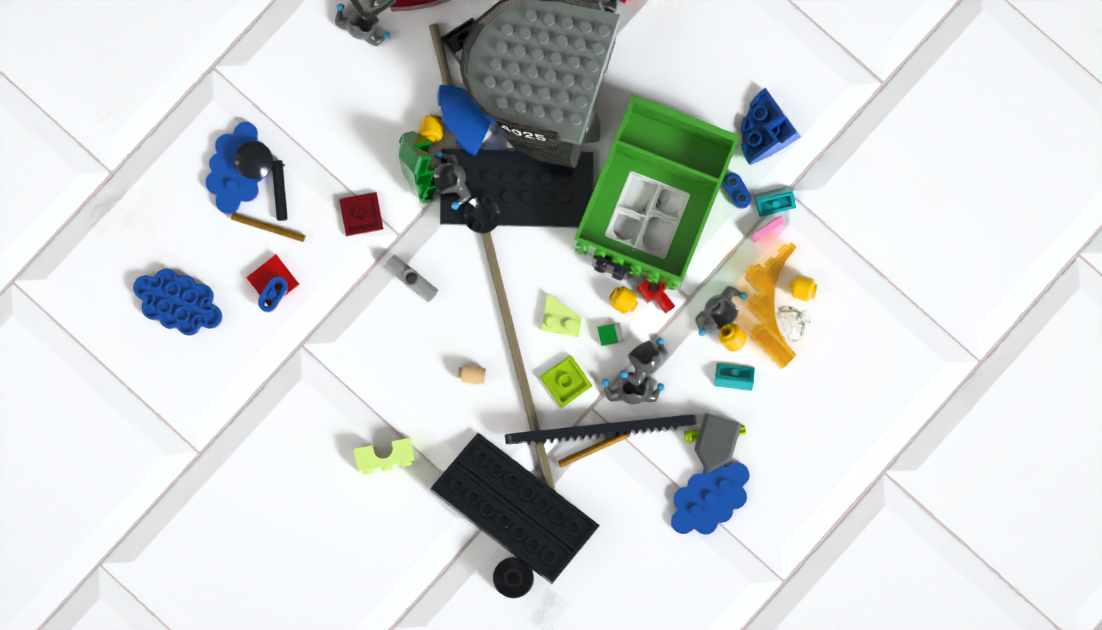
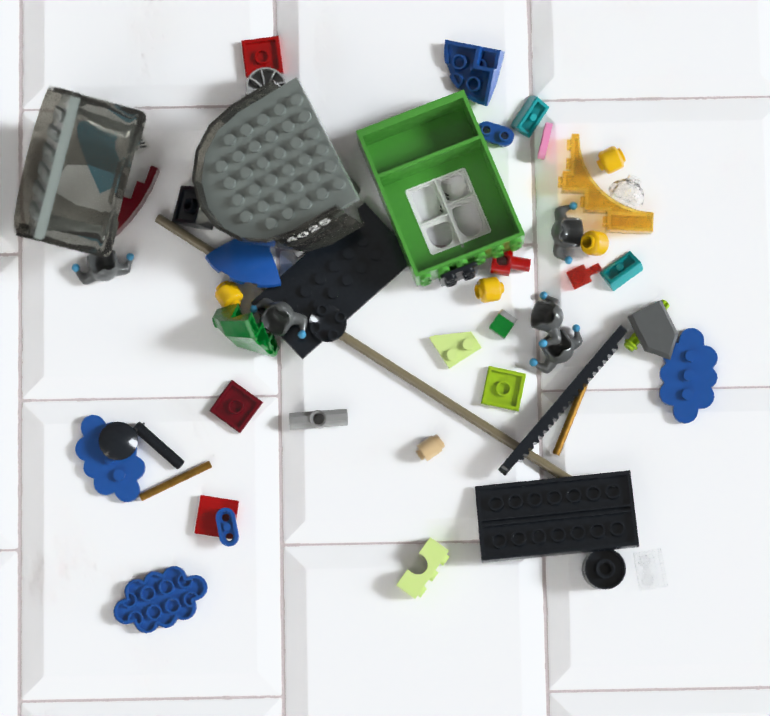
camera: 45 degrees left, 0 degrees up
(700, 352) = (581, 276): none -> clear red plate

